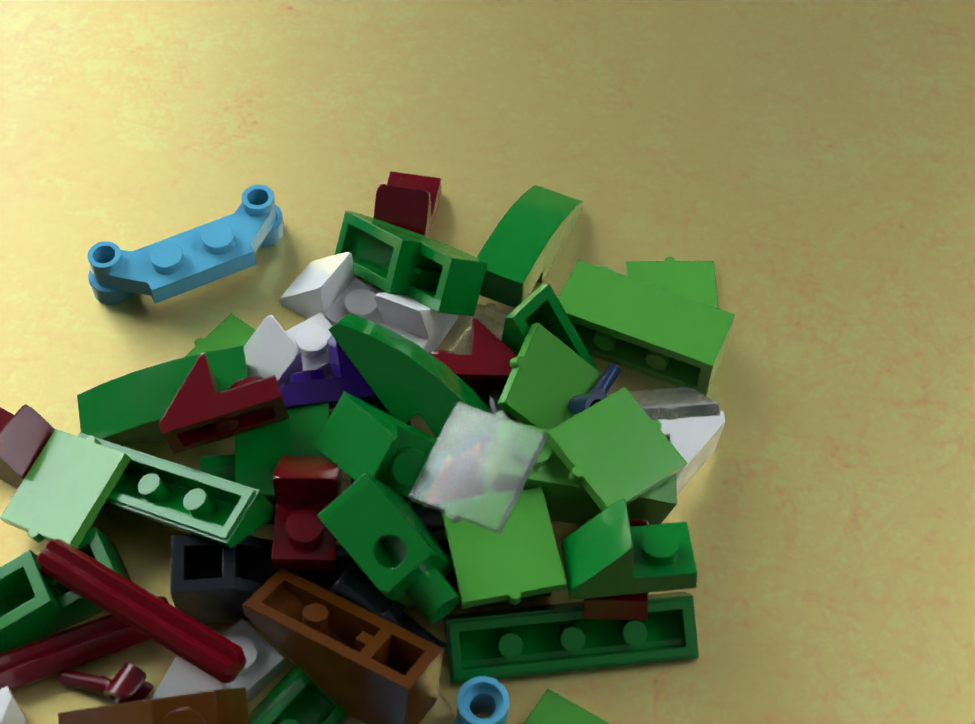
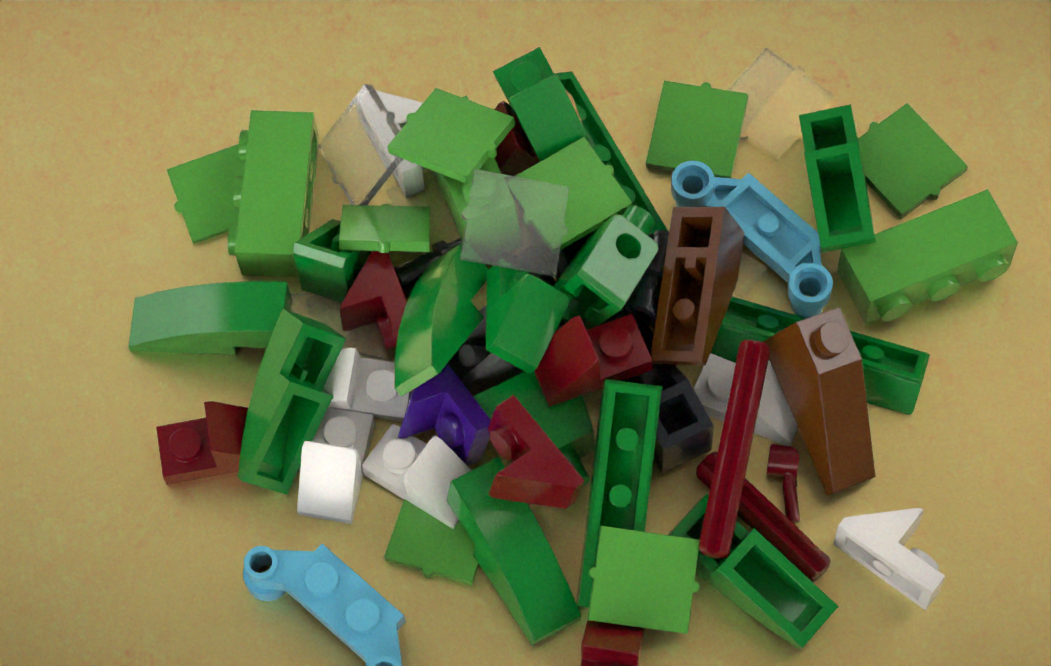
camera: 105 degrees left, 10 degrees up
(597, 393) = (387, 200): dark blue hand -> none

